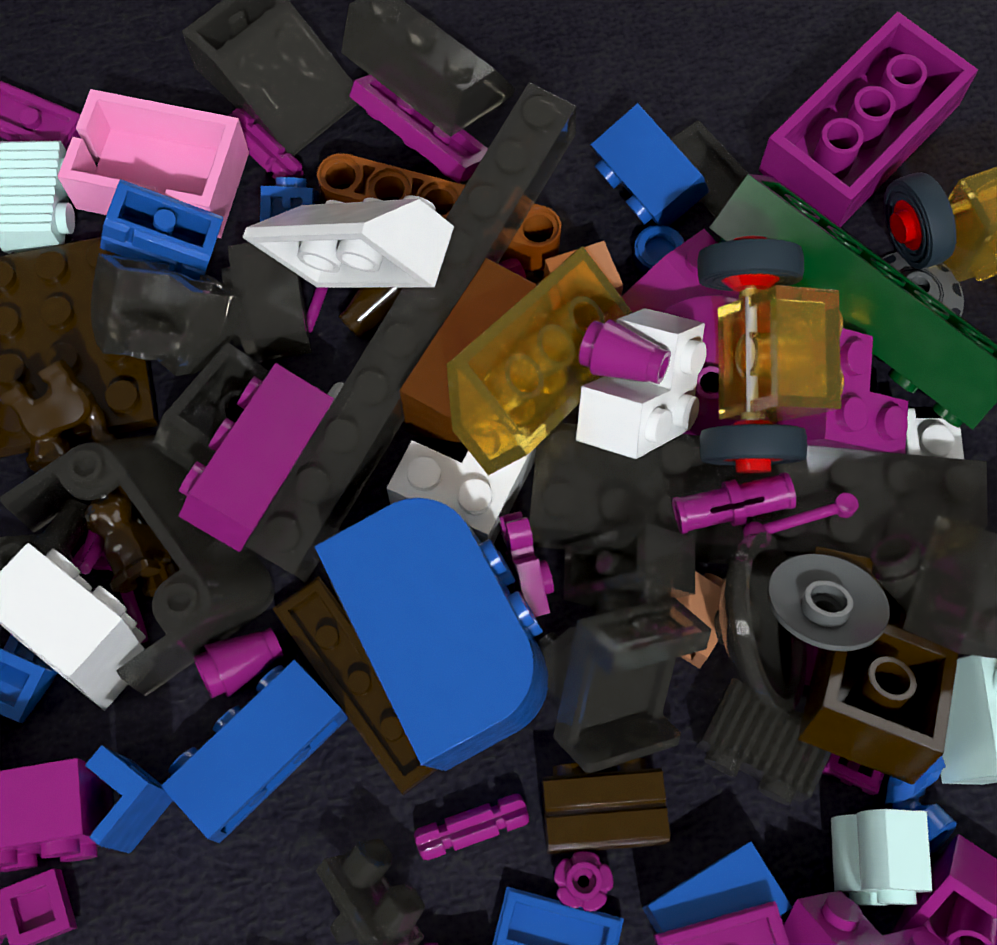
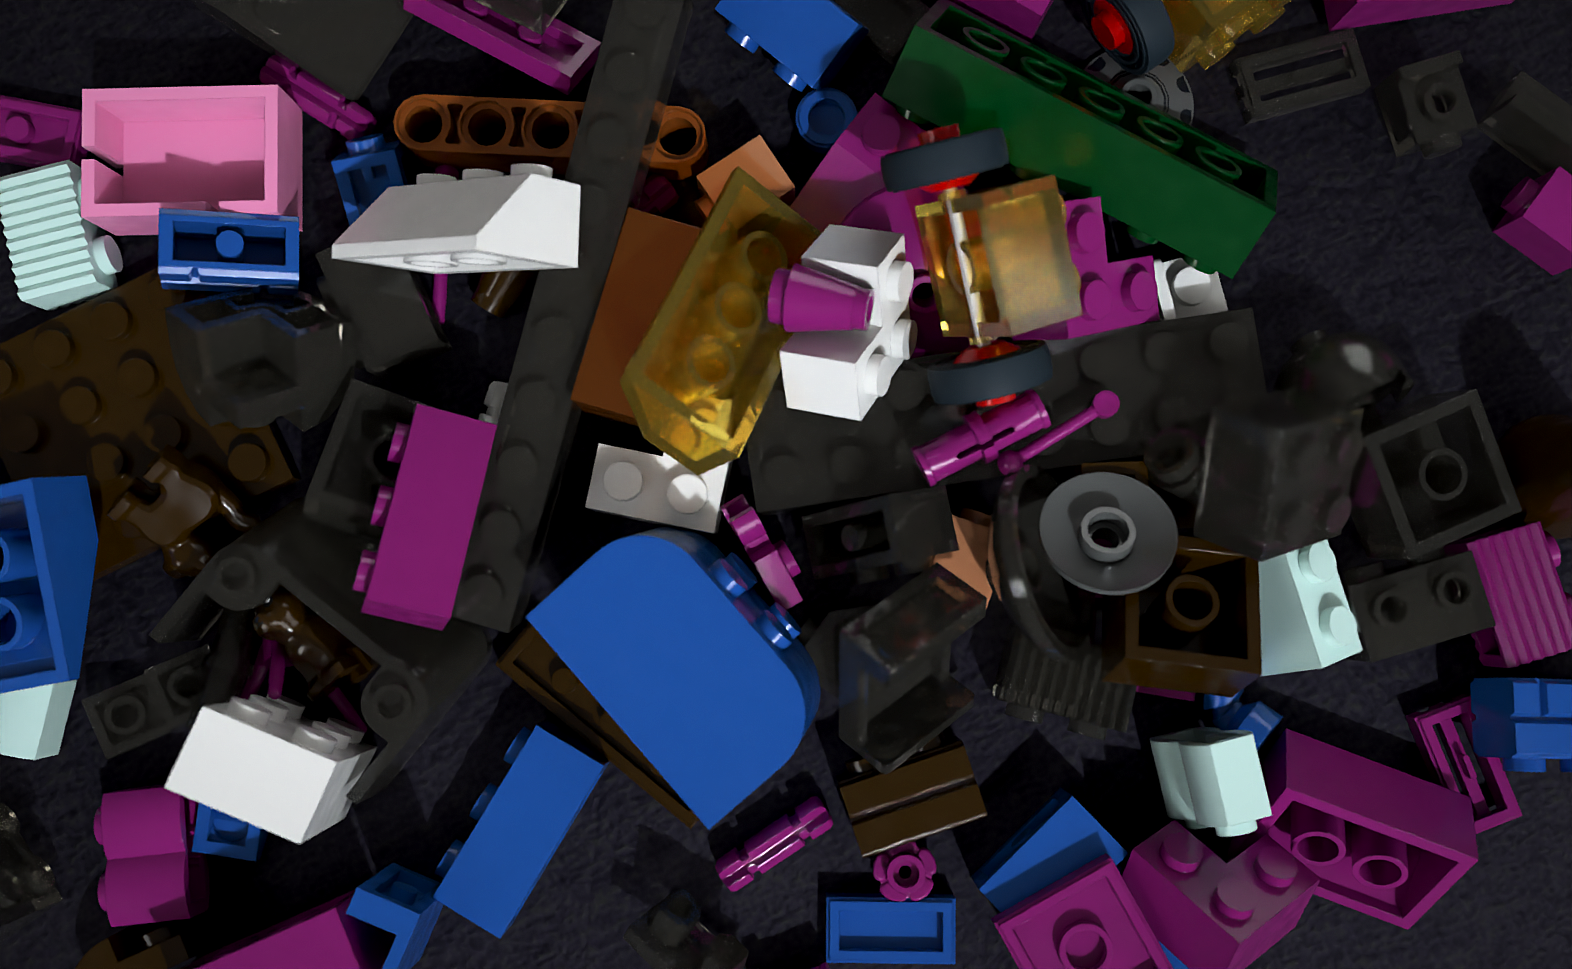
camera: 15 degrees left, 15 degrees up
(236, 661) = (473, 733): magenta cone -> none

